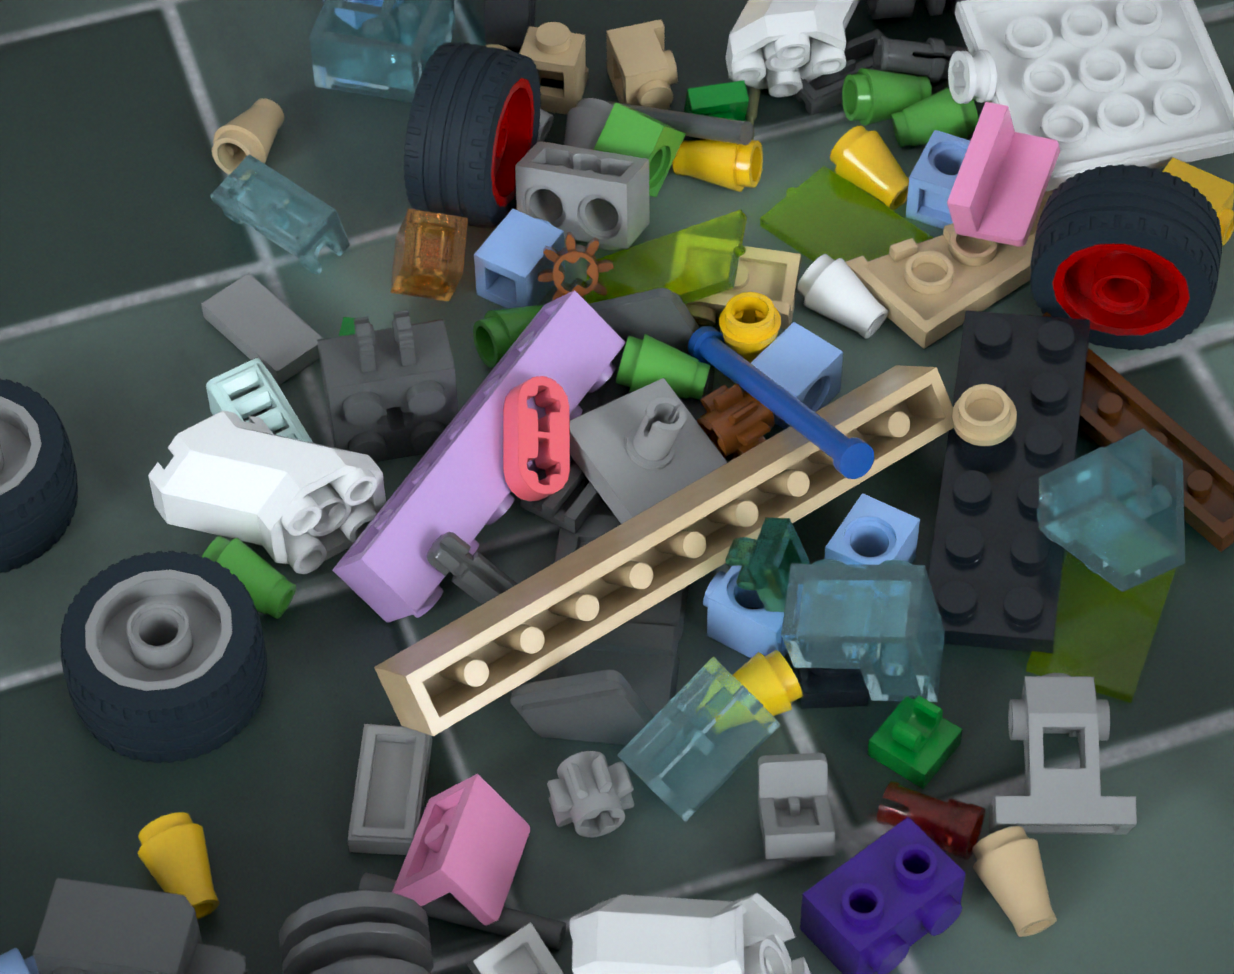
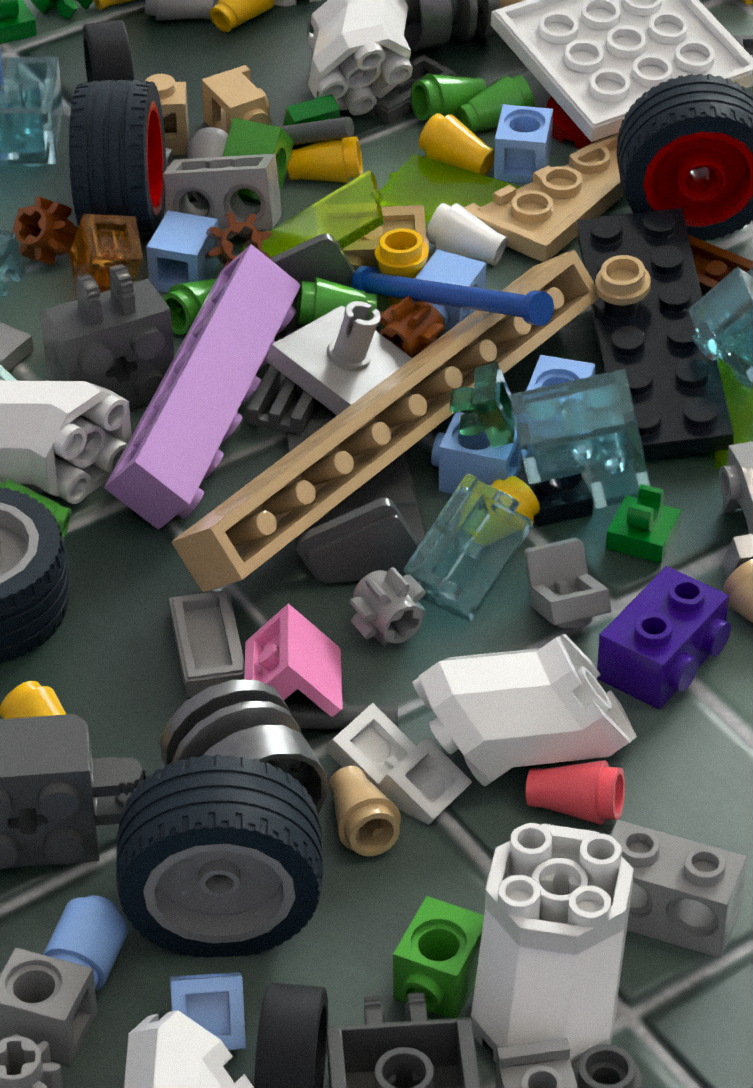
camera: 15 degrees left, 10 degrees down
(375, 202) = (44, 230): none -> dark orange gear
(471, 573) = (228, 465): dark grey axle -> none
(534, 438) = (253, 357): coral beam -> none
(914, 58) = (477, 63): dark grey pin -> none
(949, 824) = (703, 568): clear red pin -> none
(972, 76) = (523, 59): white bush -> none
(1001, 180) = (573, 126): bright pink panel -> none

